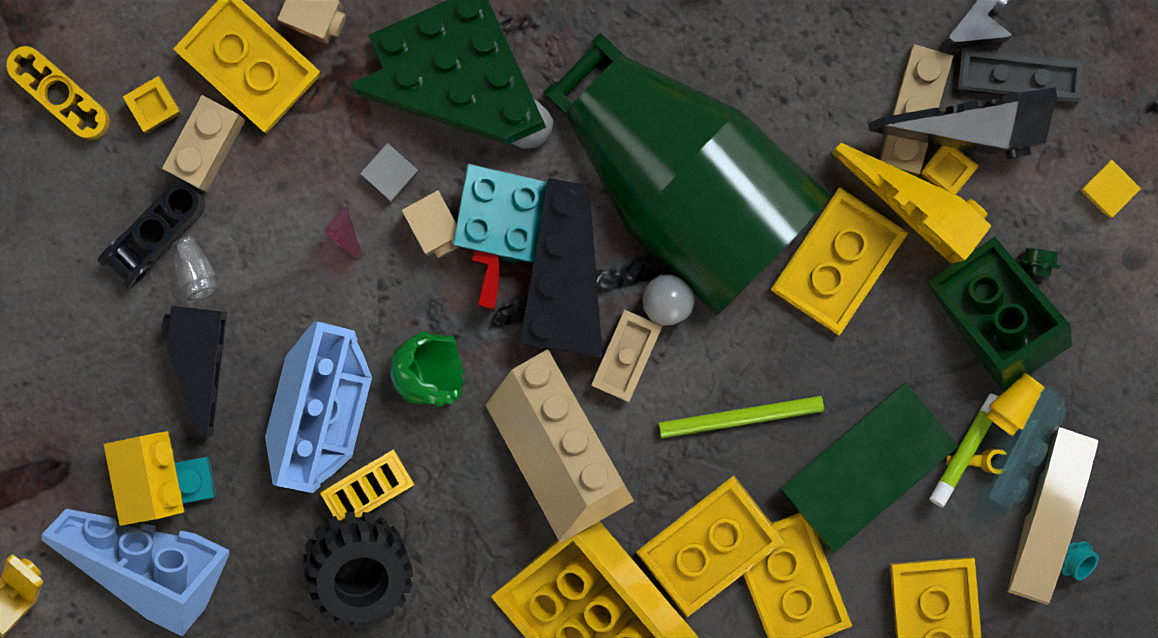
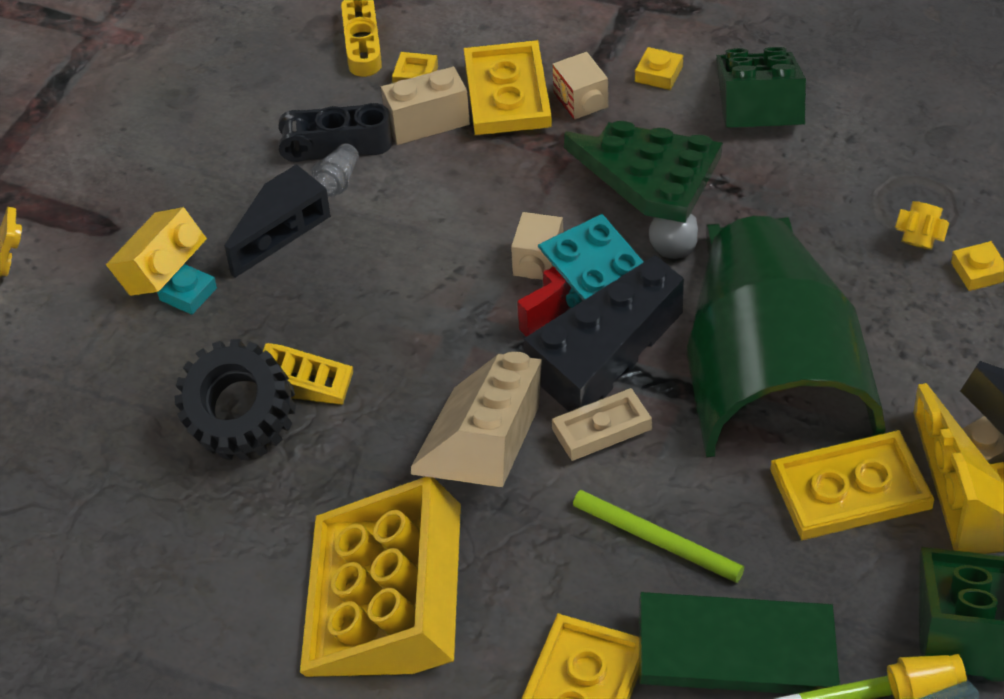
camera: 45 degrees right, 40 degrees down
(149, 570) = (90, 315): light blue wedge -> none
(317, 407) = (330, 292): light blue wedge -> none
(344, 233) = (467, 211): clear pink slope -> none
(389, 172) = (539, 201): light grey tile -> none
(428, 370) = (434, 324): green hair -> none
(668, 299) = (674, 403): light grey piece -> none
(710, 546) = (535, 602): yellow tile -> none

